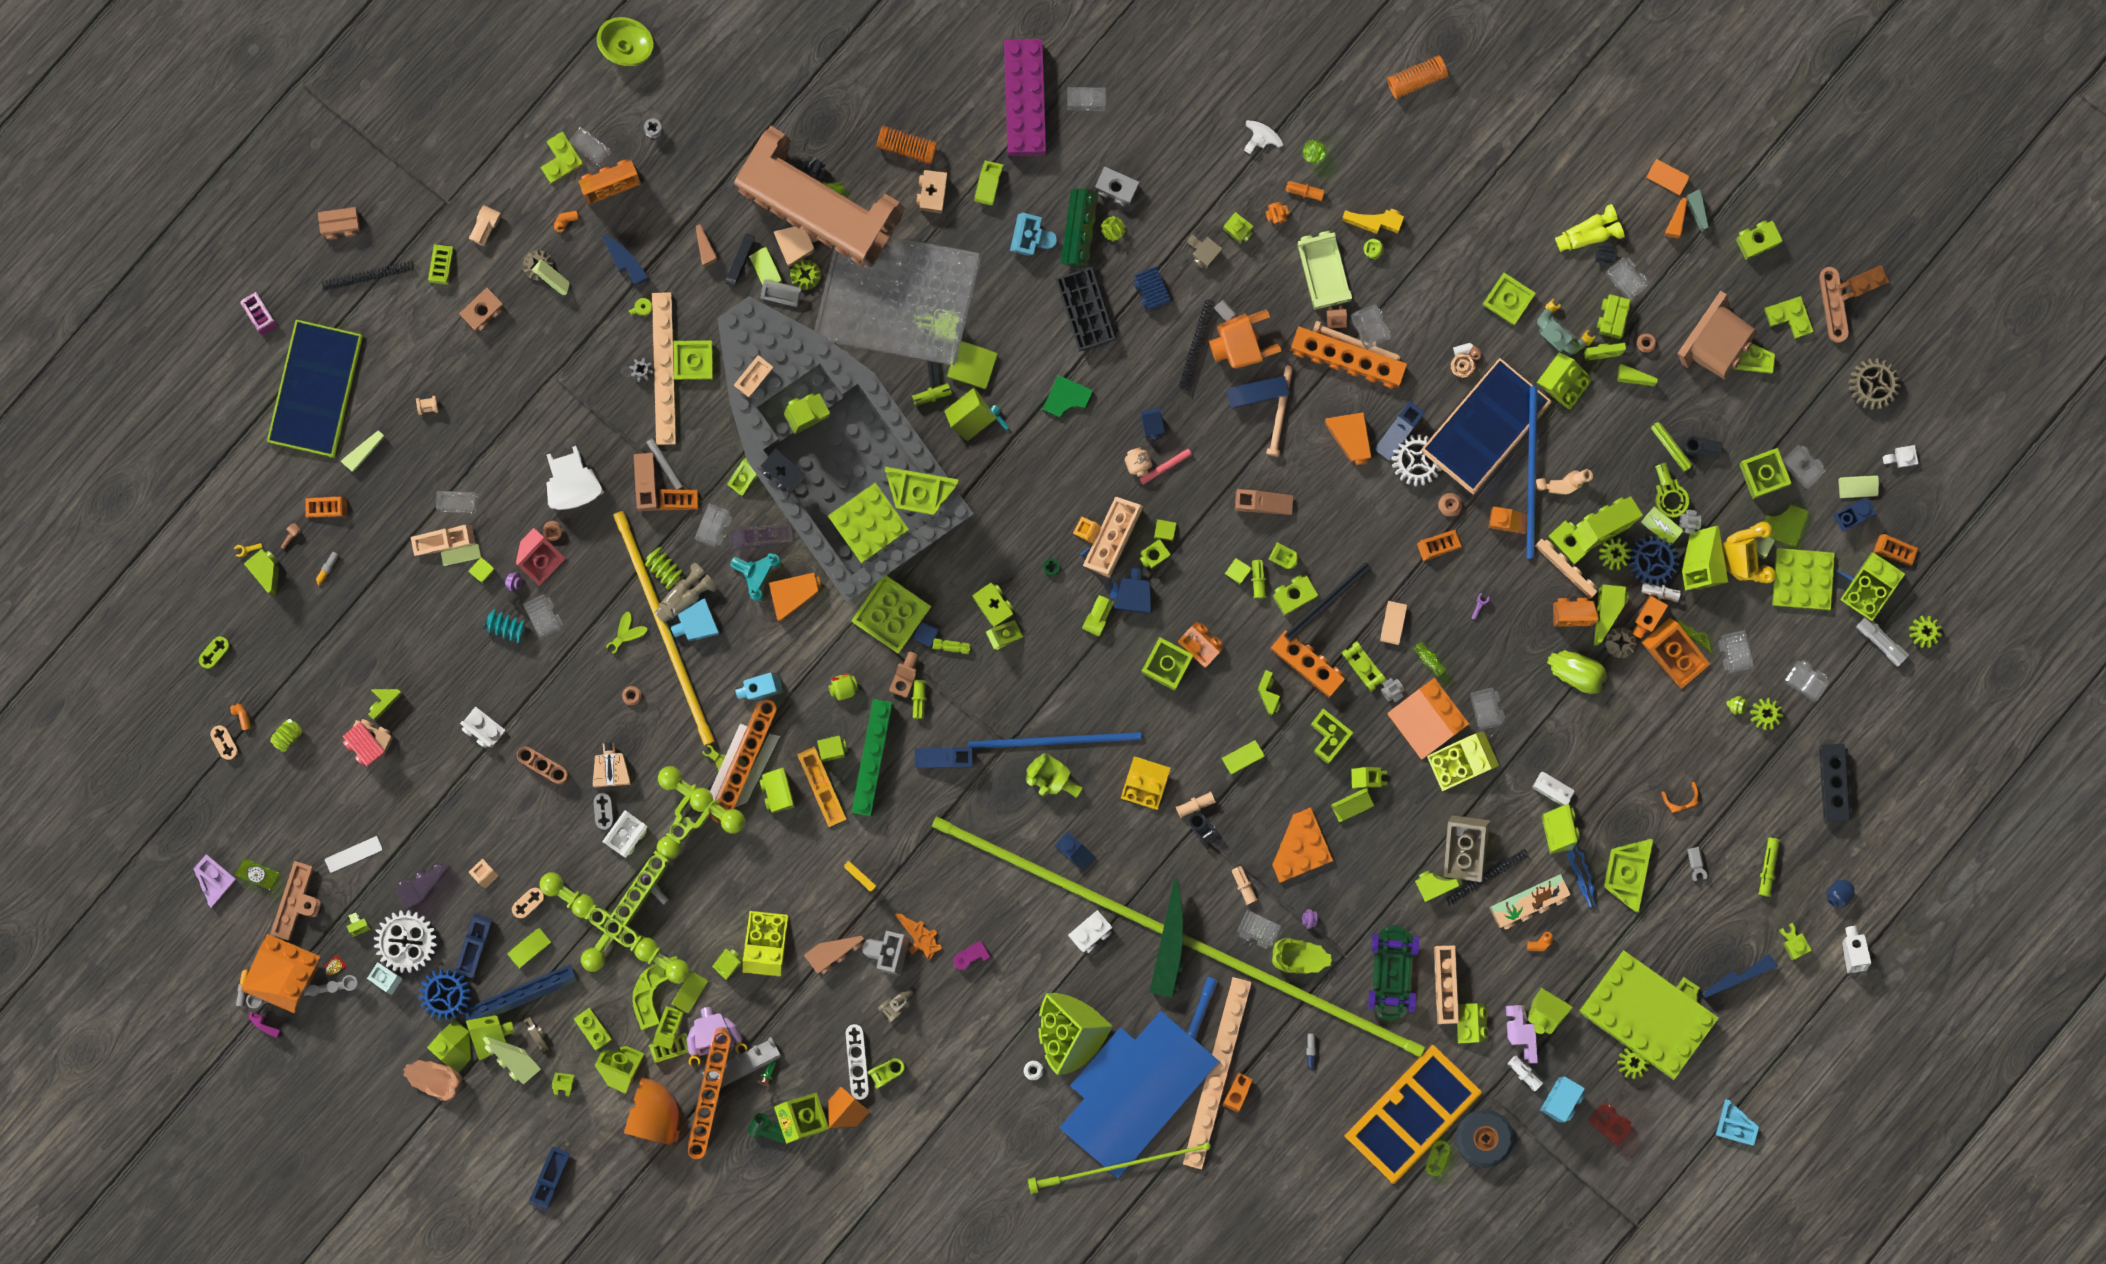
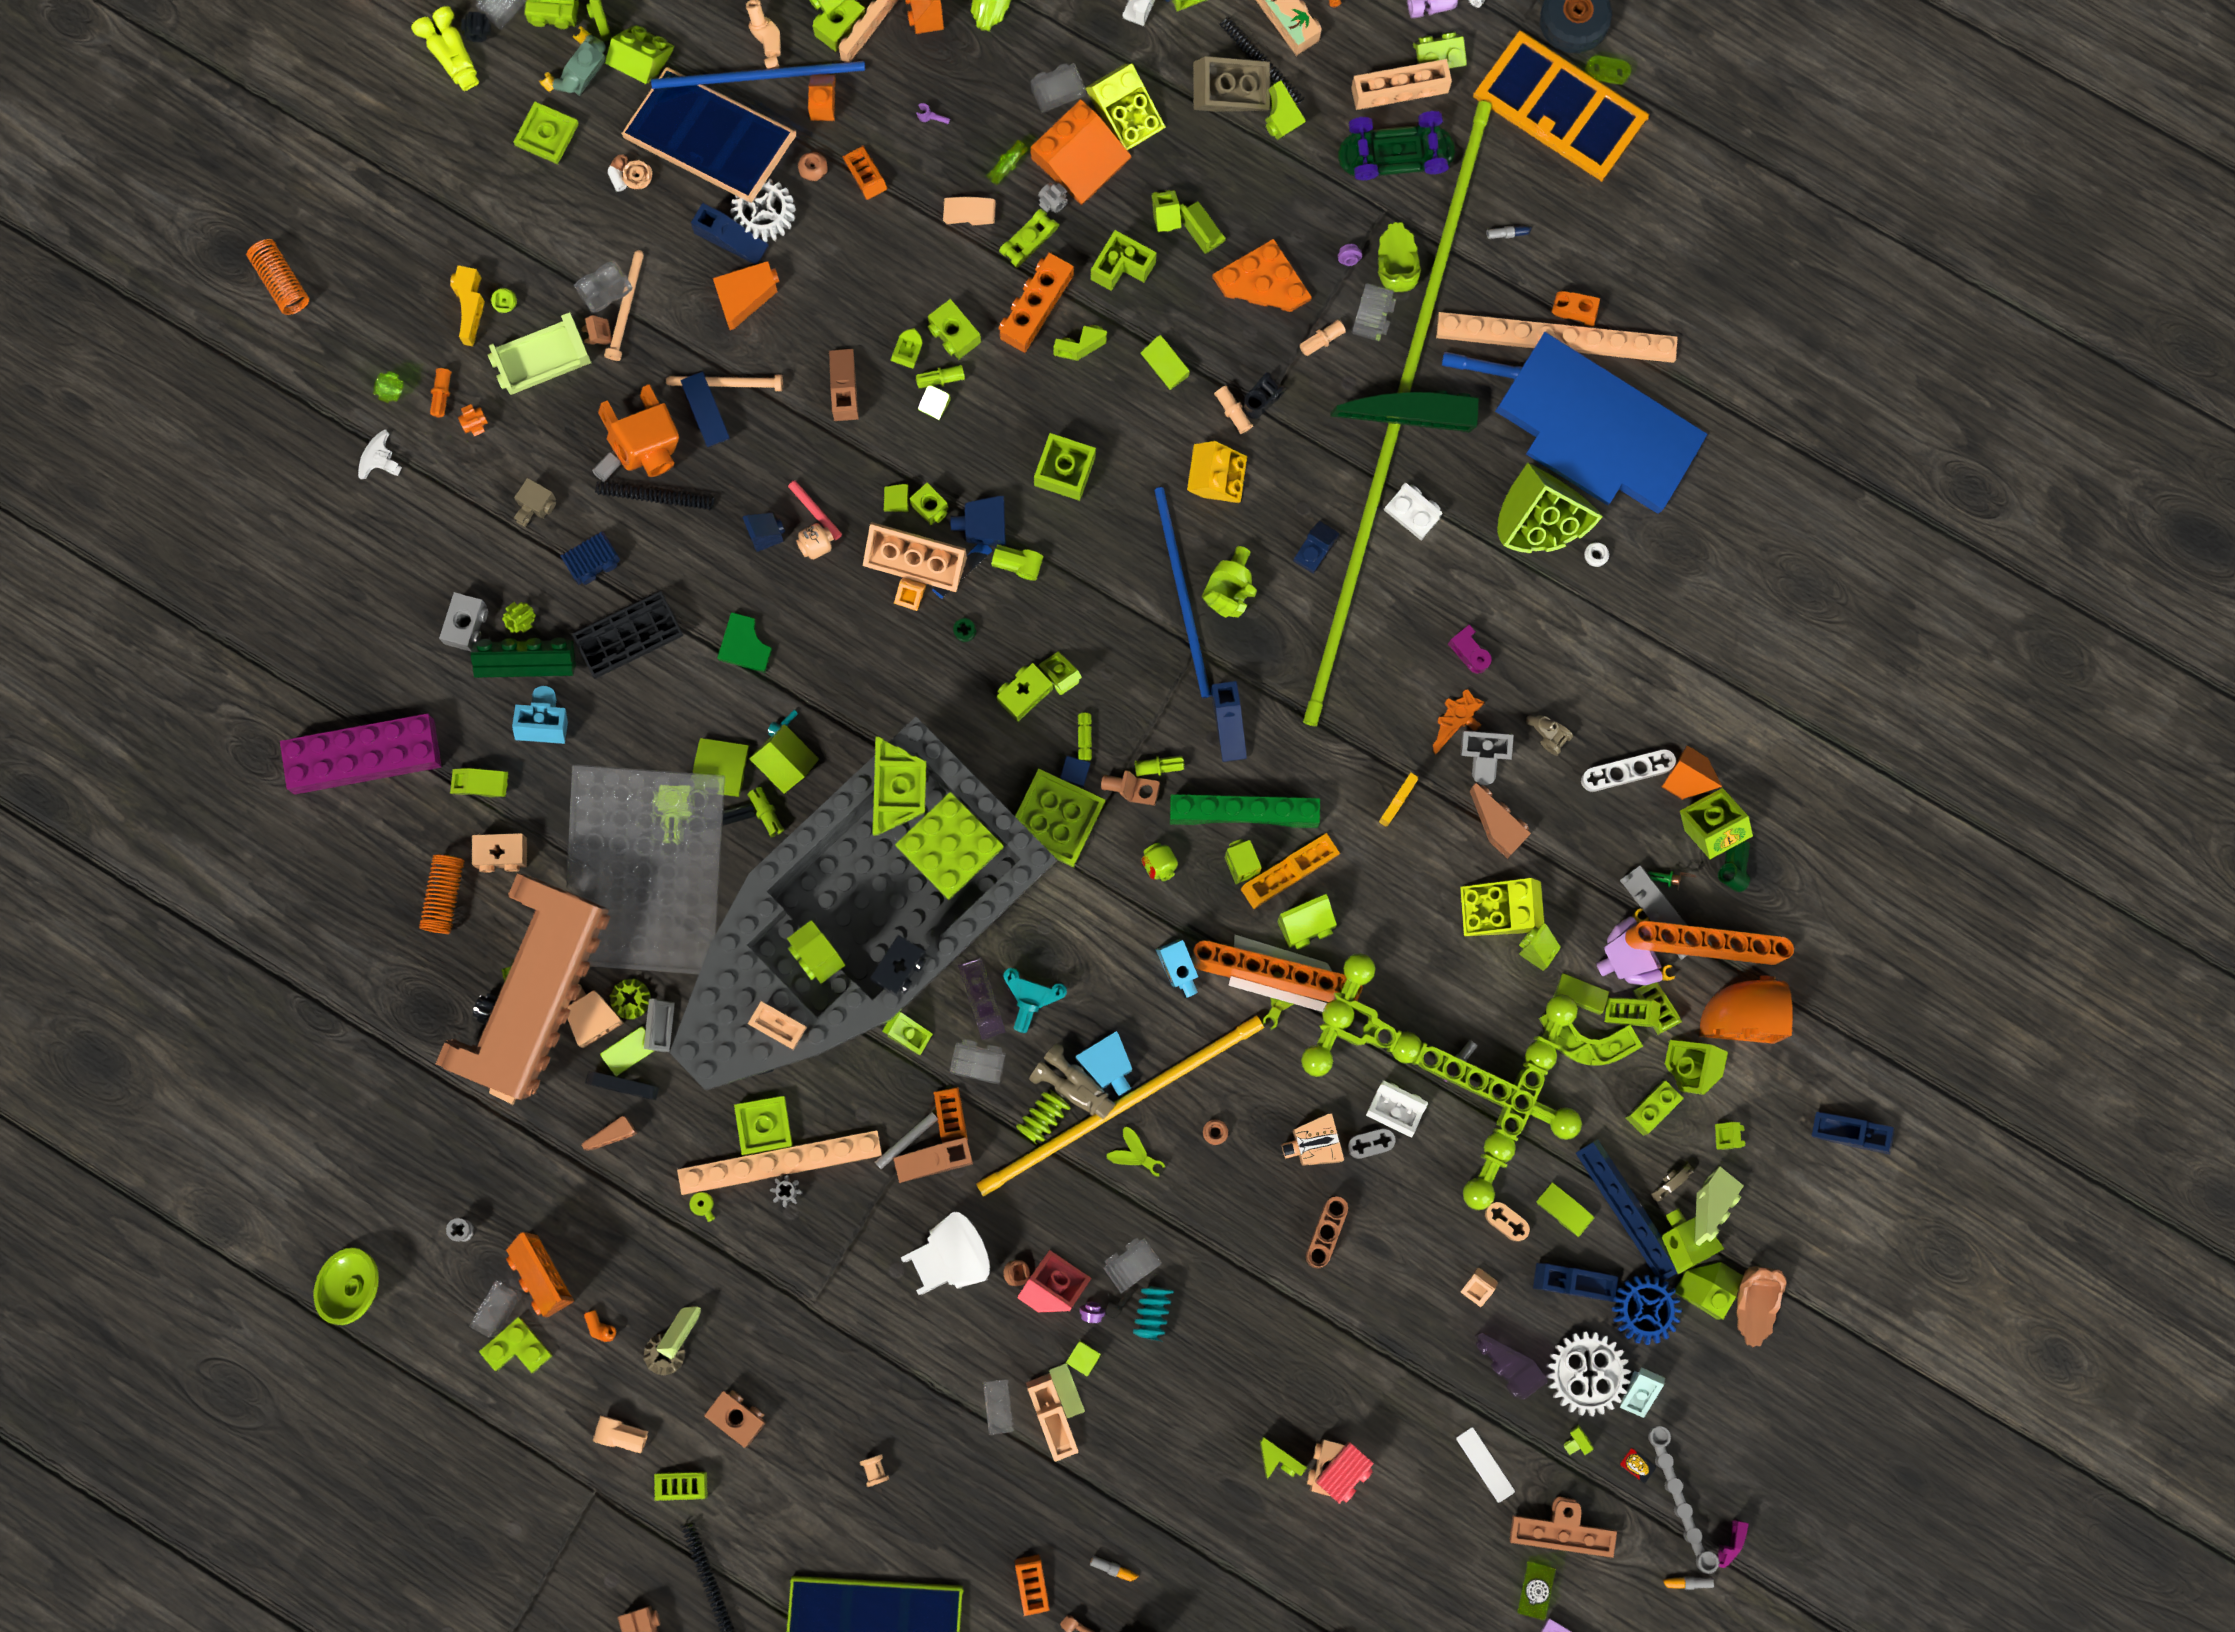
camera: 100 degrees left, 5 degrees down
(281, 973) = (1665, 1532): orange slope -> none
(286, 735) = (1347, 1583): lime gear -> none
(358, 456) = (956, 1553): yellowish green piece -> none
(483, 728) = (1291, 1320): white bracket -> none
(625, 261) = (642, 1237): dark blue slope -> none
(793, 593) = (1050, 945): orange slope -> none
(885, 1072) = (1636, 731): lime piece -> none
(1034, 1185) = (1737, 531): lime piece -> none
(1086, 99) = (353, 676): clear brick -> none
(1201, 644) = (1032, 432): orange bracket -> none
(1238, 228) = (498, 464): lime brick -> none
(1327, 602) = (957, 287): black axle -> none
(1395, 367) = (652, 251): orange brick -> none

